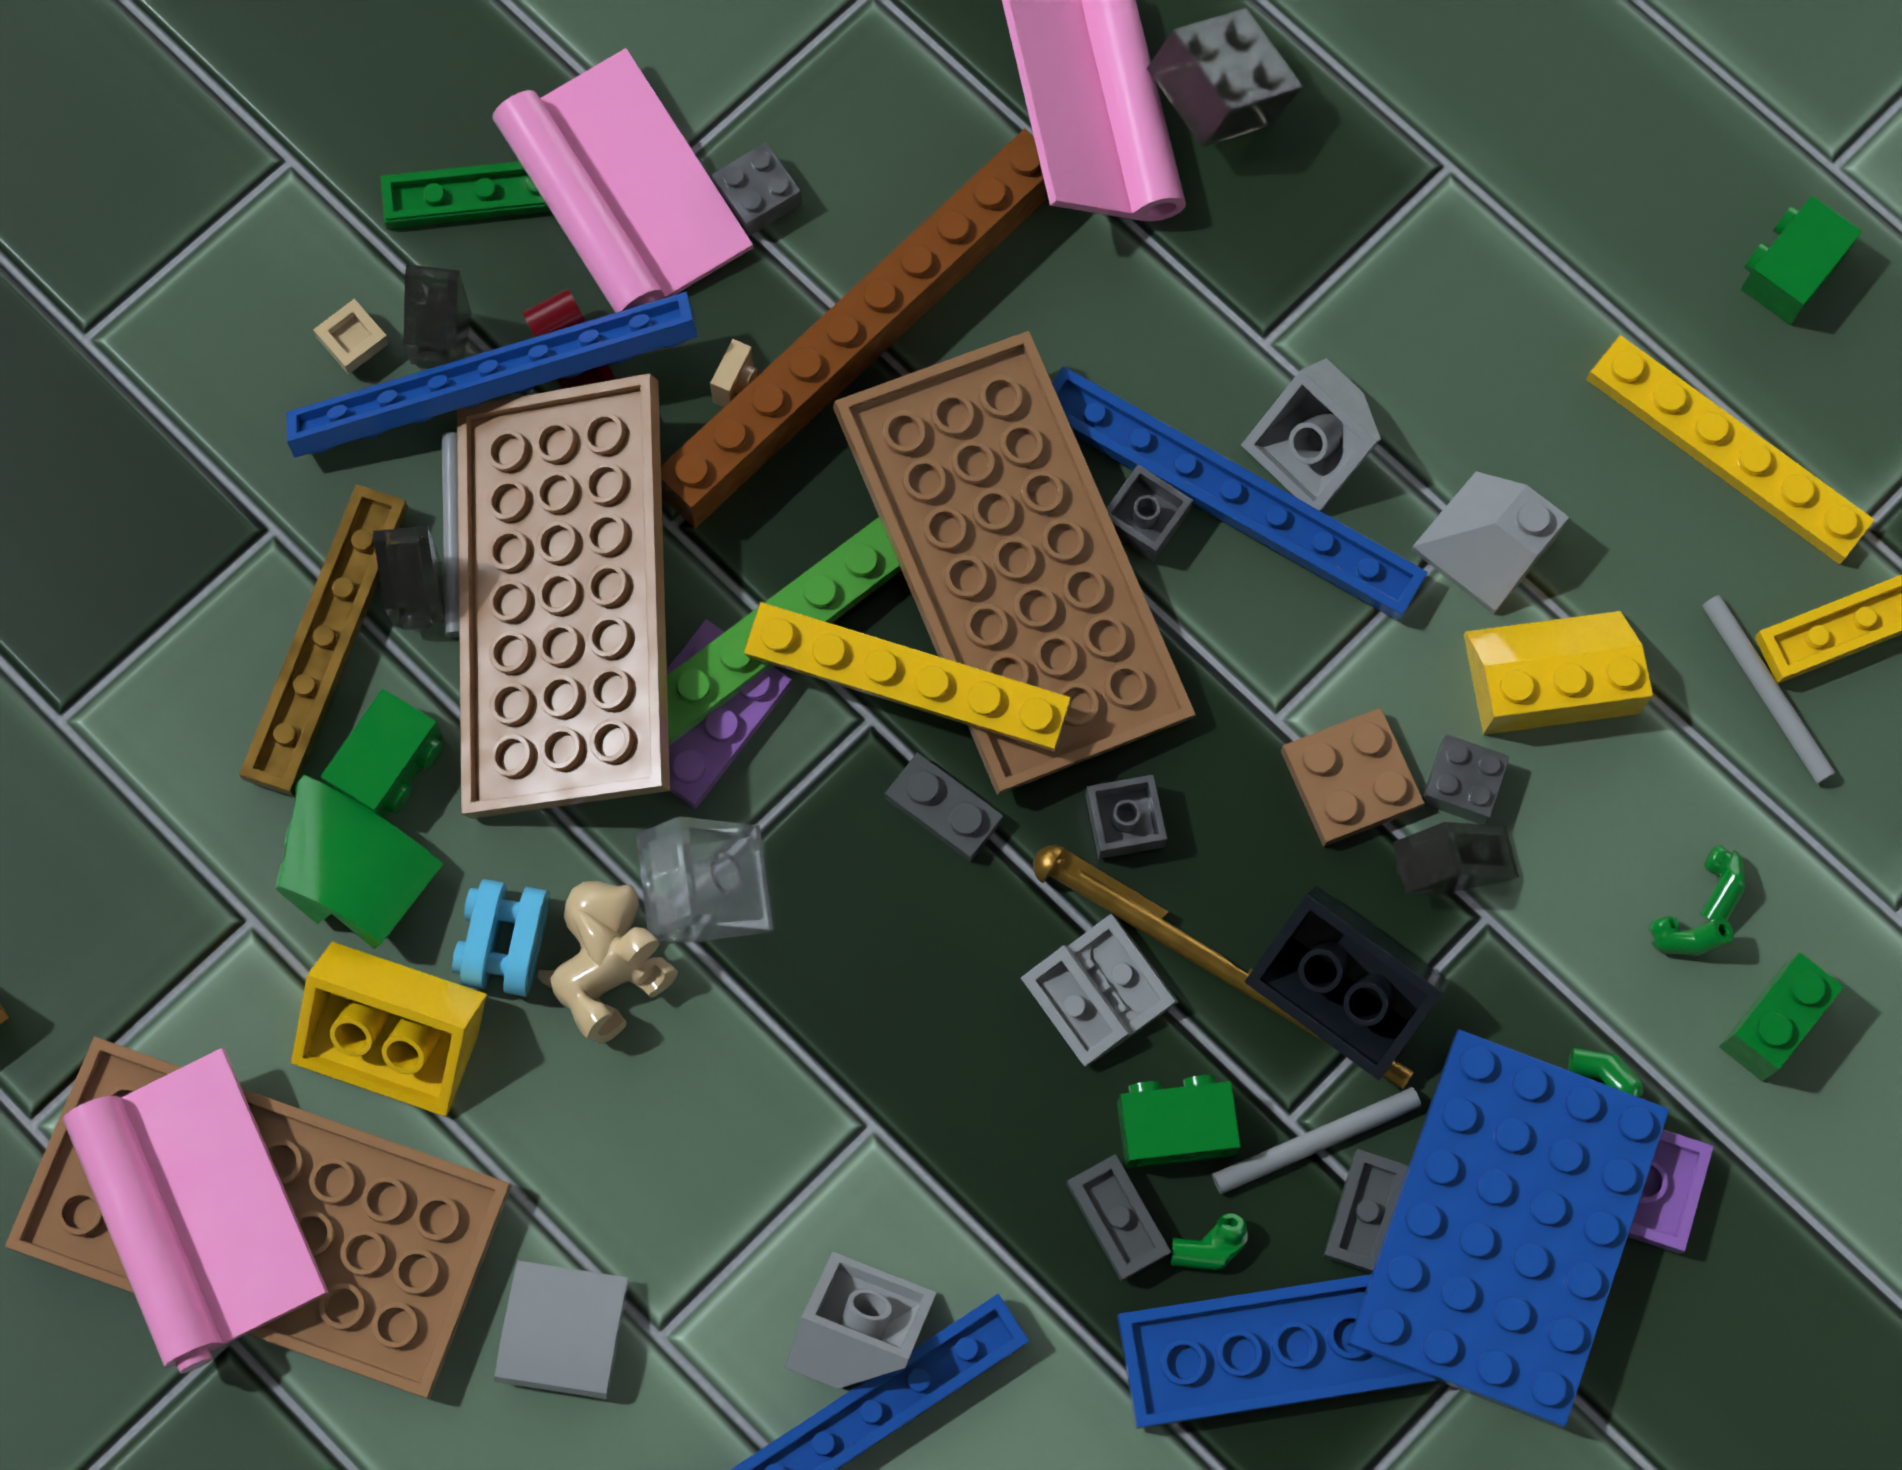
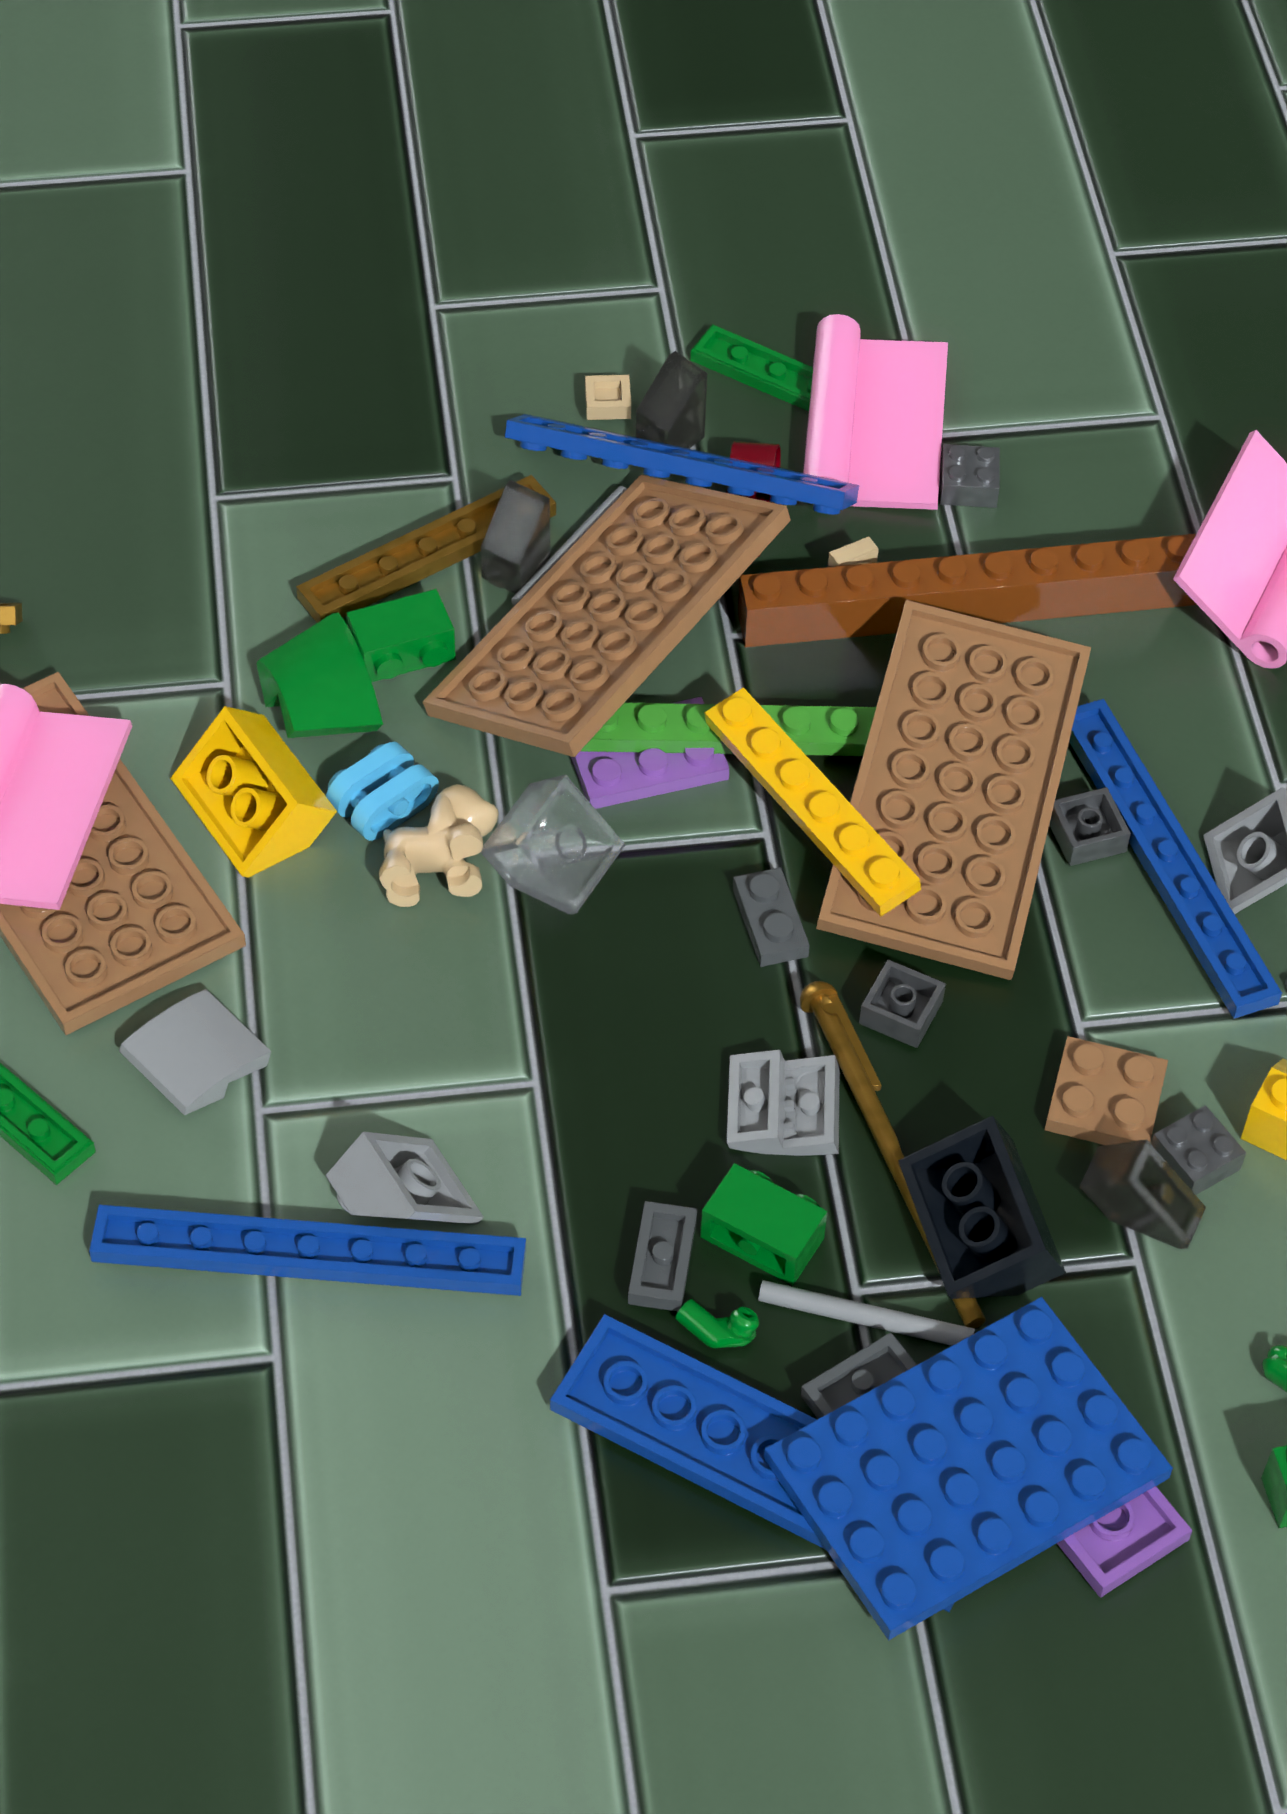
camera: 40 degrees right, 20 degrees down
(1605, 1067) = (1149, 1419): green arm -> none

